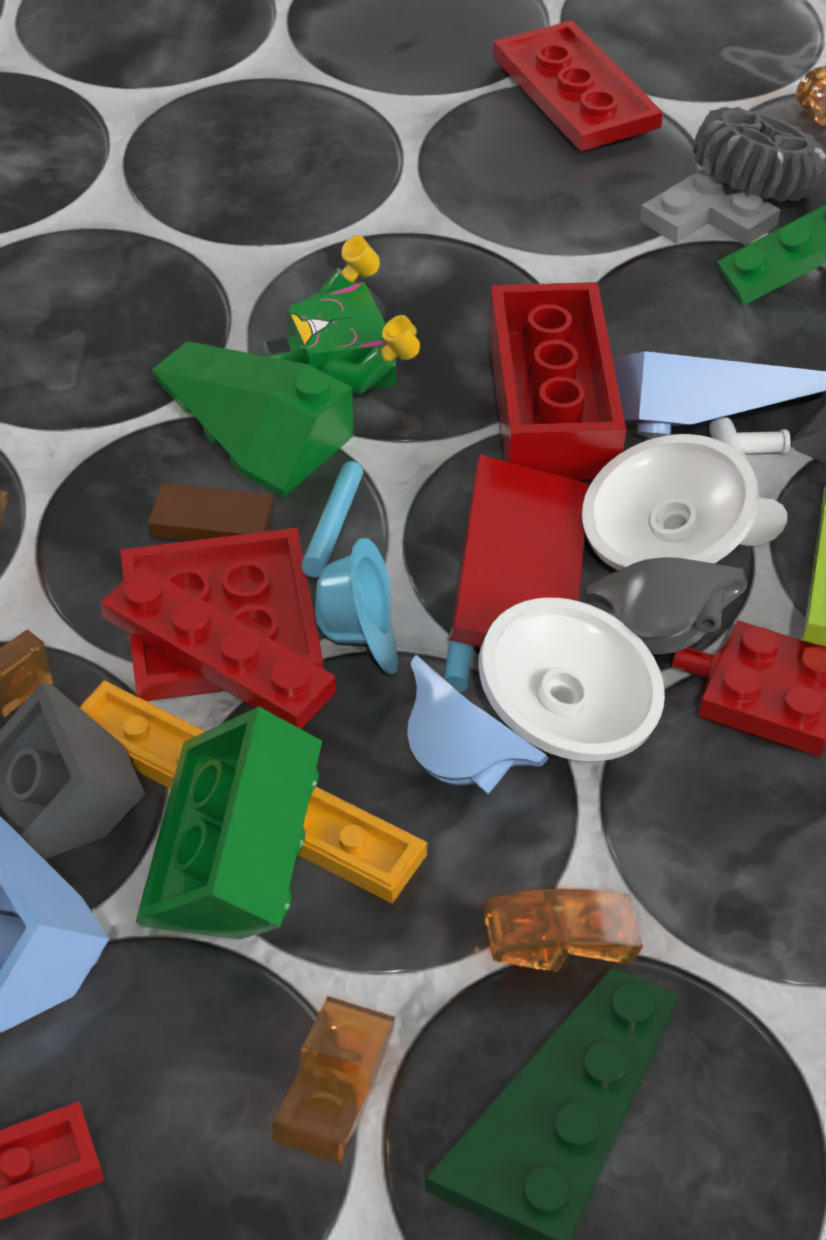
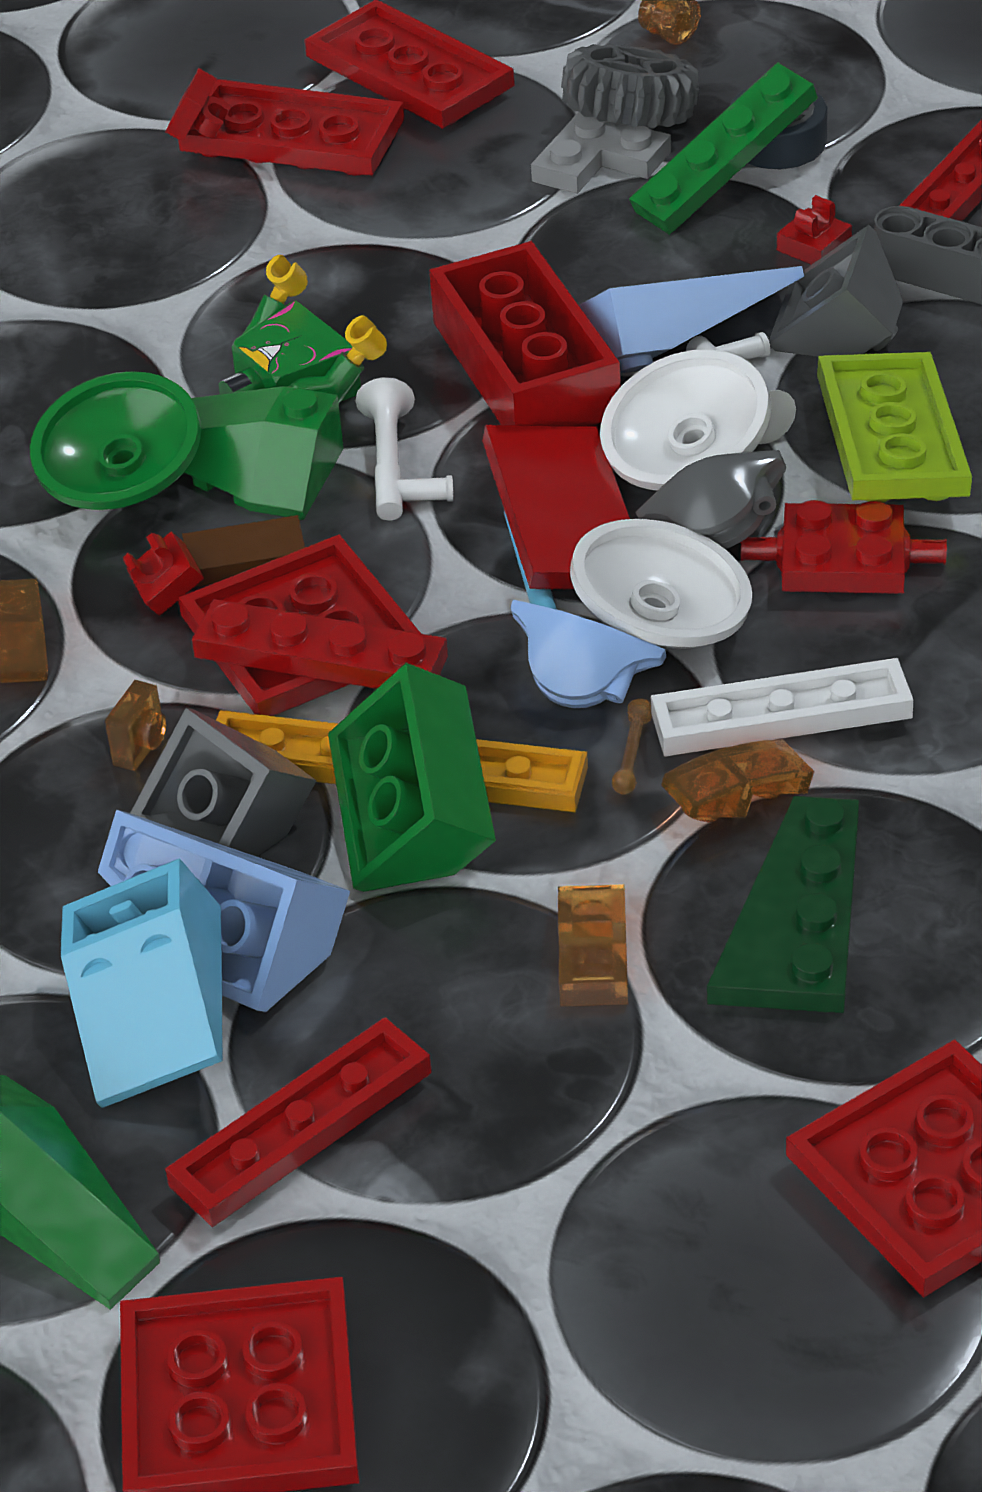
camera: 15 degrees left, 5 degrees down
(124, 517) = (163, 571): none -> red tile
(139, 375) = (115, 440): none -> green dish
(332, 519) = (368, 519): medium azure bar -> none
(357, 604) = (423, 579): medium azure piece -> none
(366, 80) = (198, 109): none -> red tile
(403, 403) = (386, 402): none -> white piece
(448, 117) = (300, 128): none -> red plate
(502, 810) = (638, 713): none -> clear orange hinge
(644, 854) = (781, 706): none -> white plate

